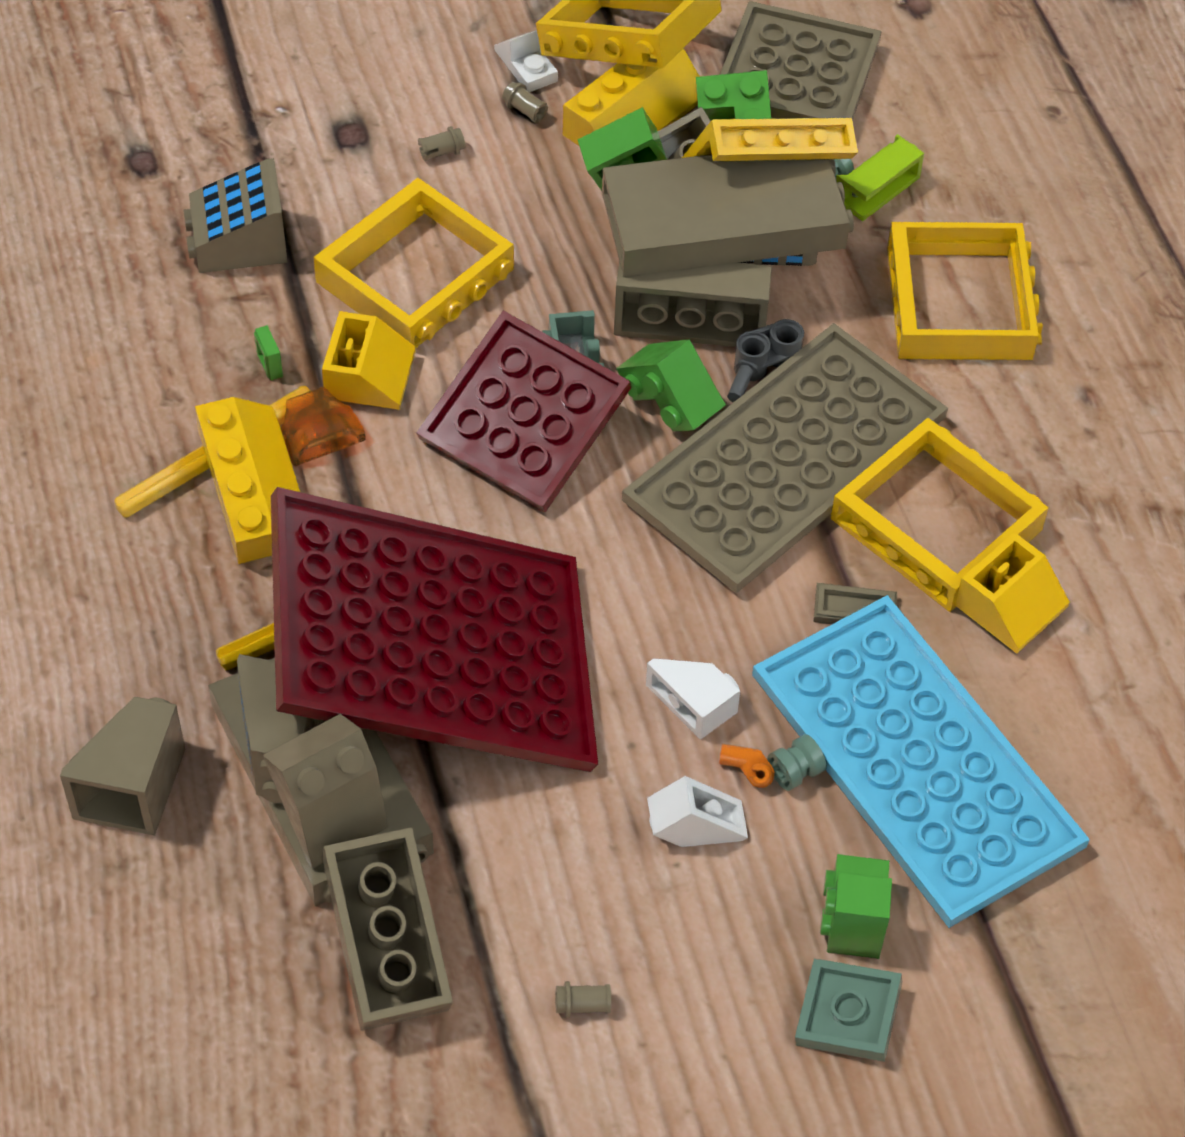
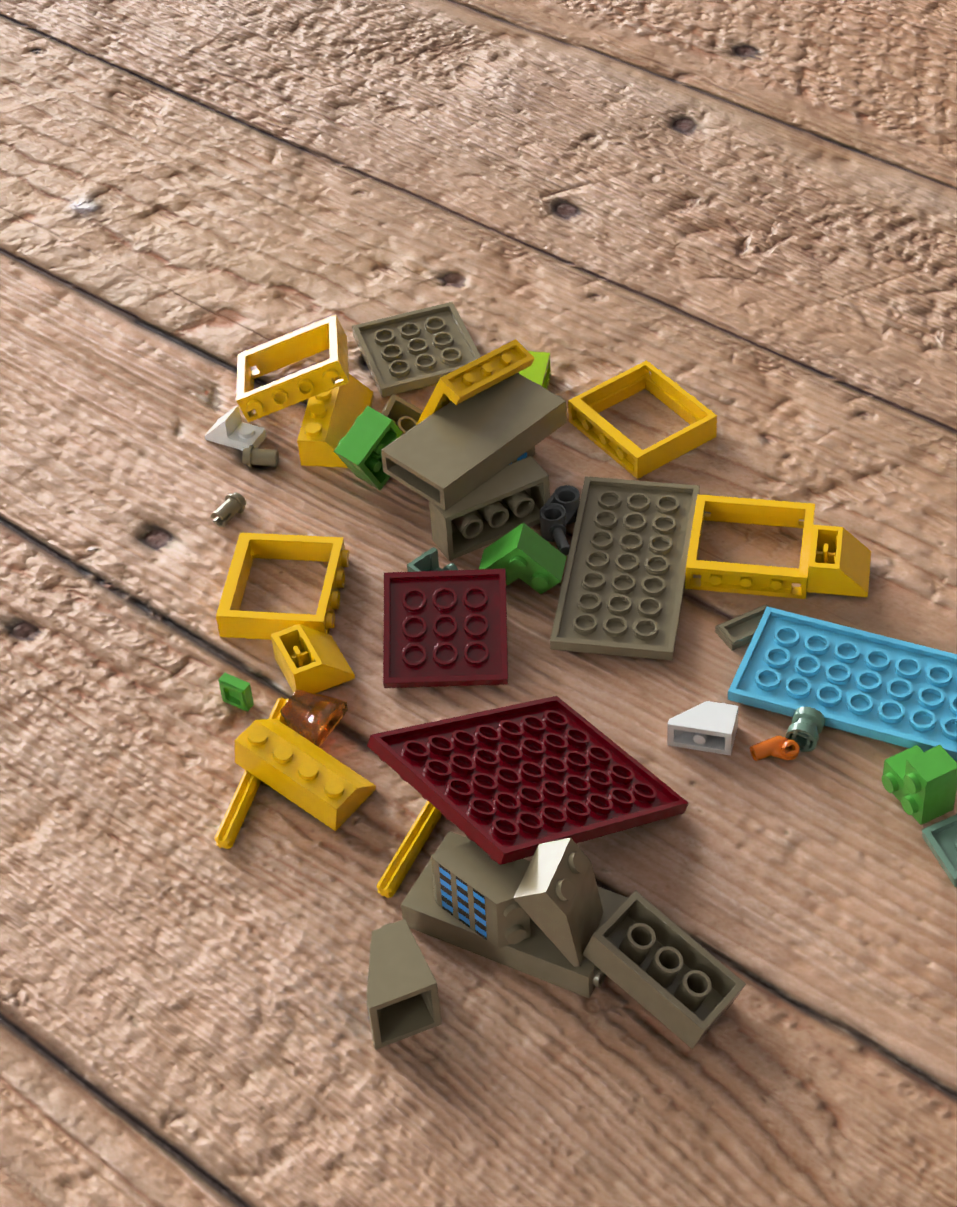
camera: 30 degrees left, 10 degrees down
(237, 221) = (139, 622): dark tan slope -> none
(582, 999) = (805, 943): dark tan pin -> none
(696, 814) = (774, 794): white slope -> none
(734, 95) = (408, 379): bright green brick -> none

